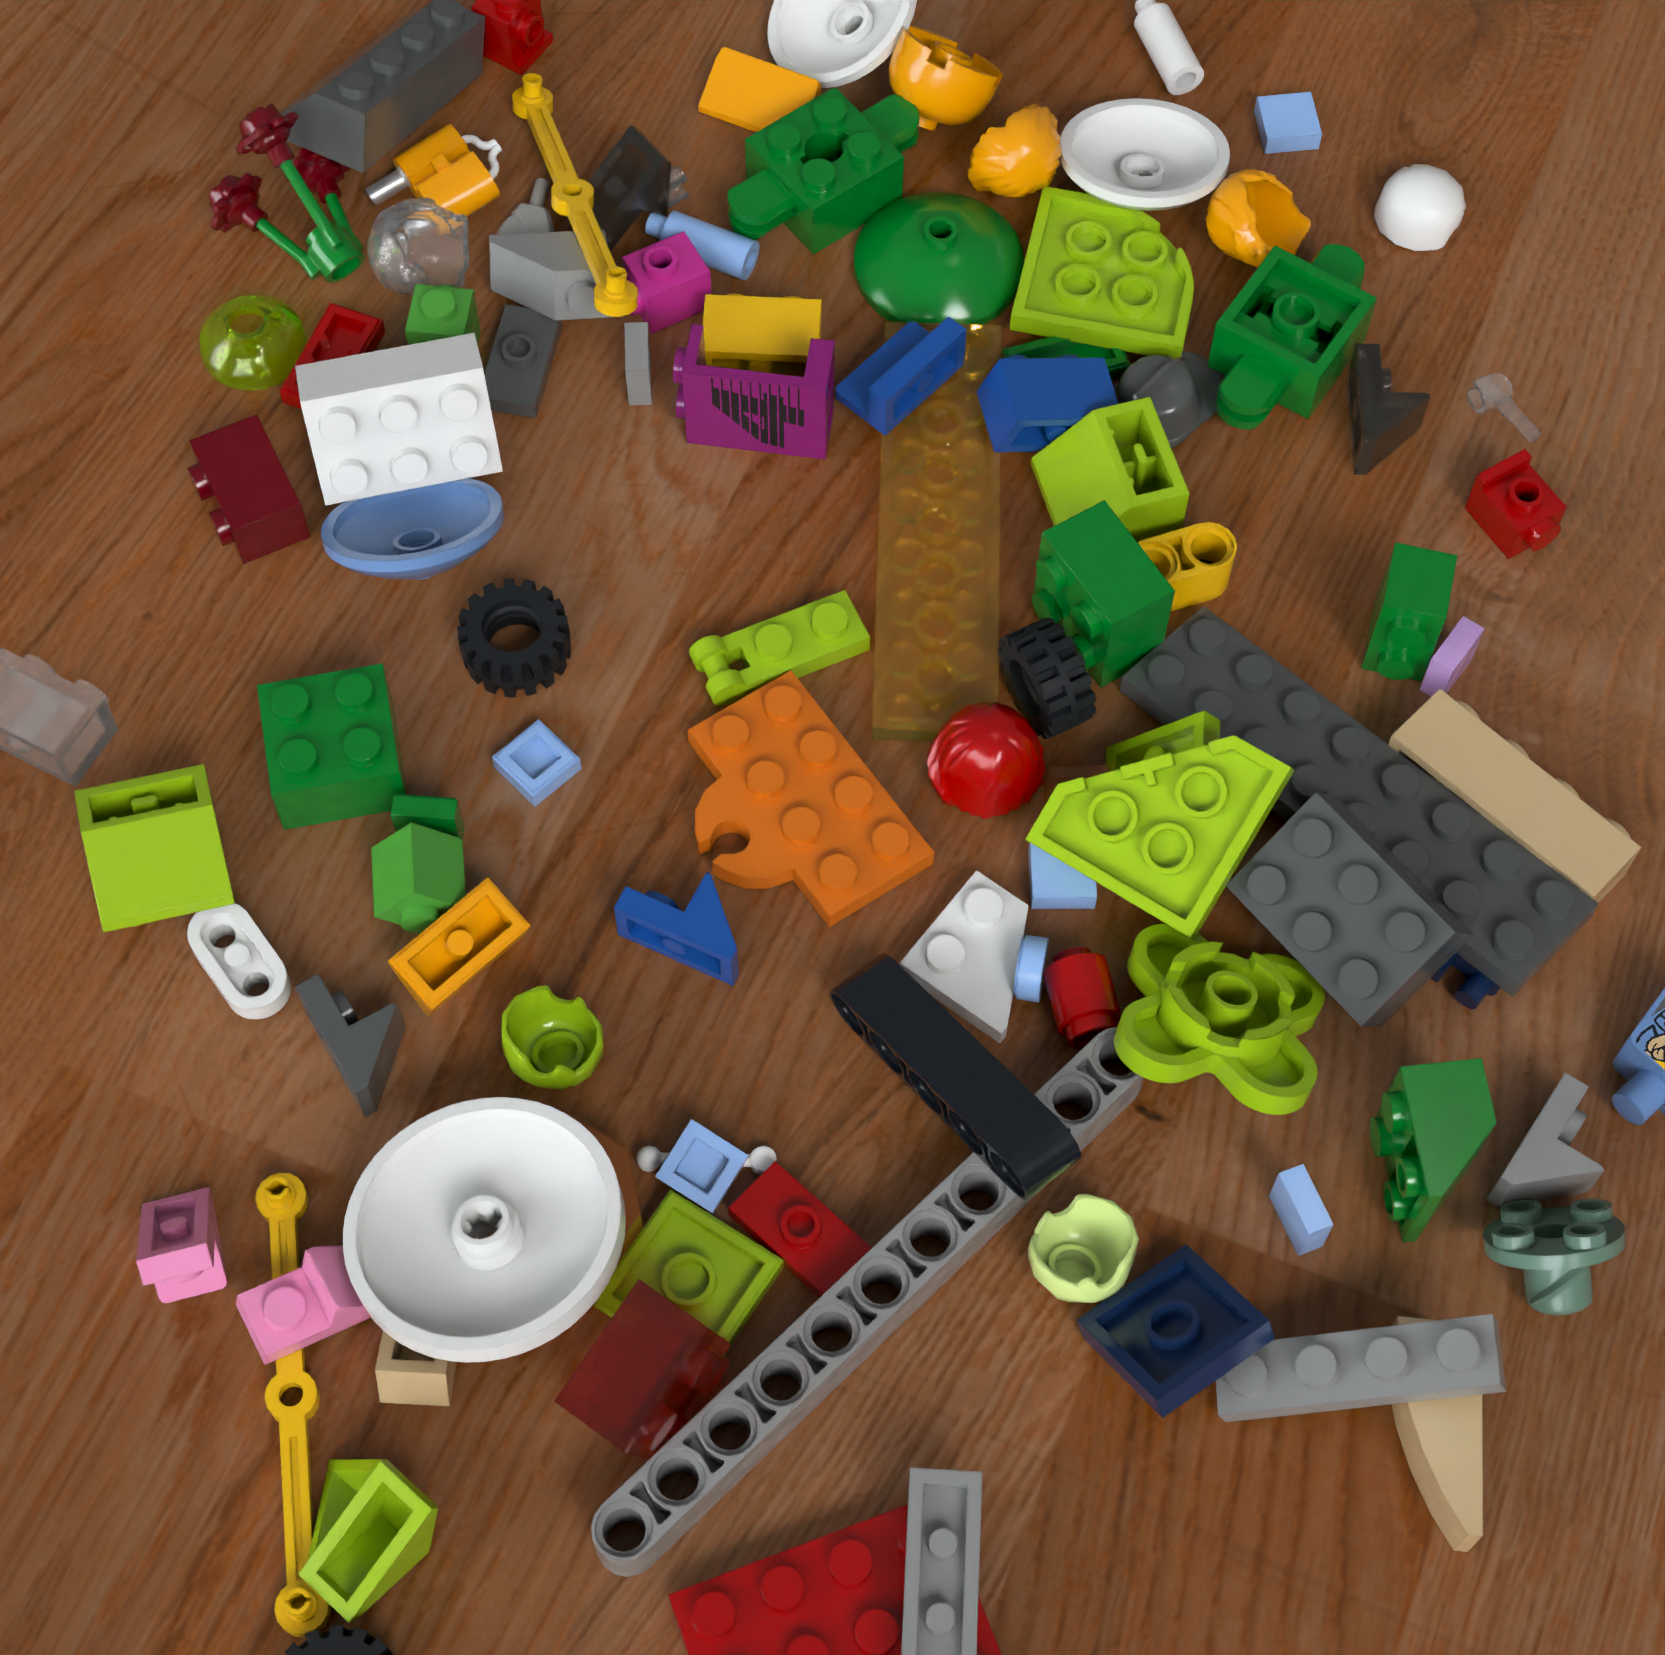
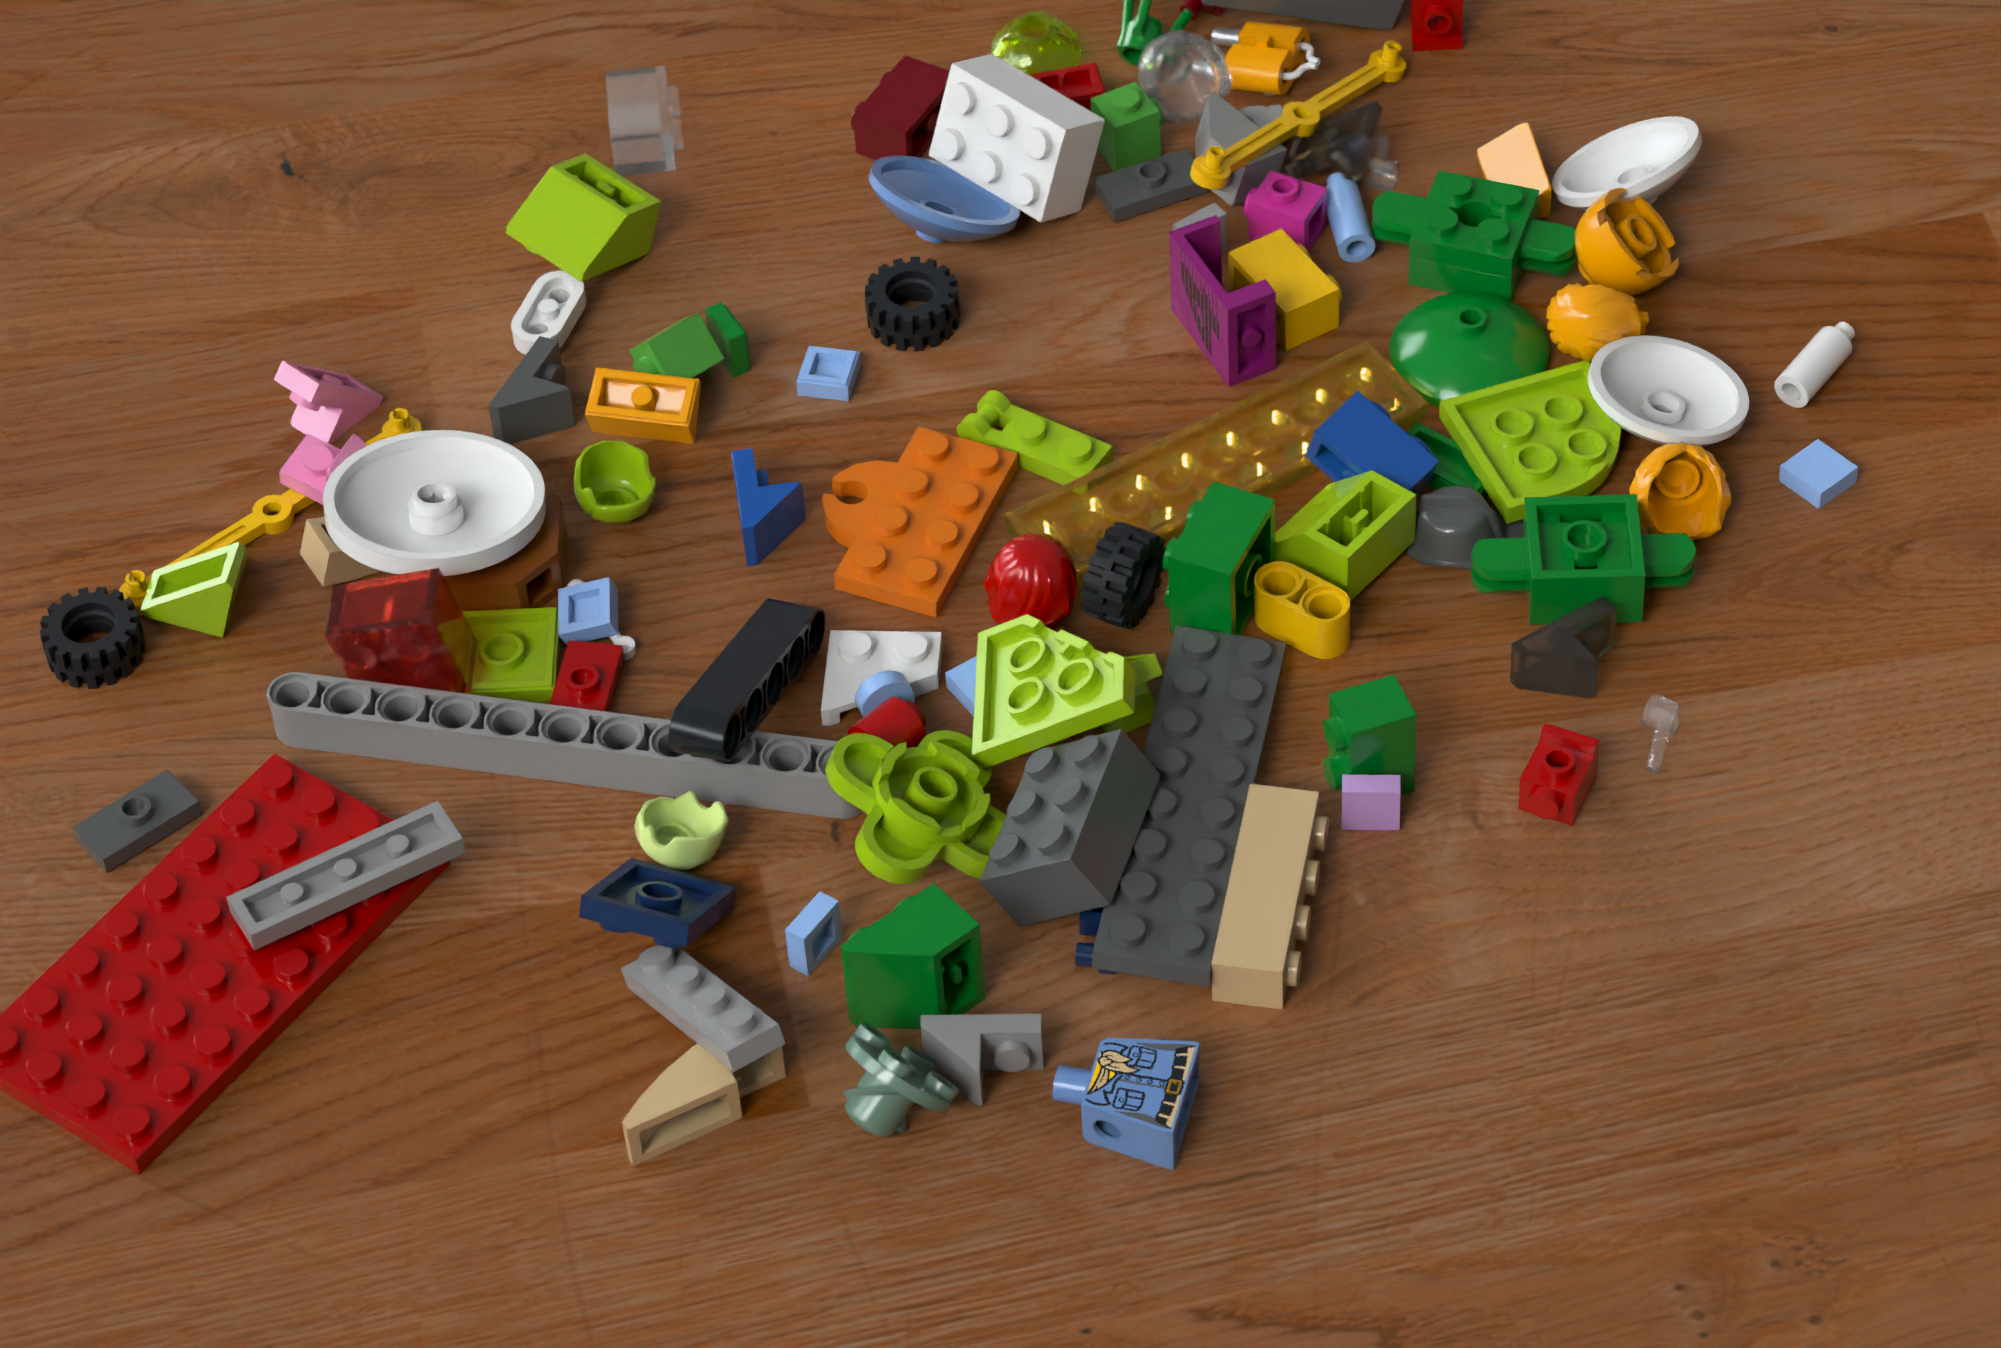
camera: 60 degrees right, 15 degrees down
(331, 745) = (743, 259): green brick -> none
(903, 373) = (1317, 369): blue panel -> none
(1420, 207) = (1811, 587): white hair -> none

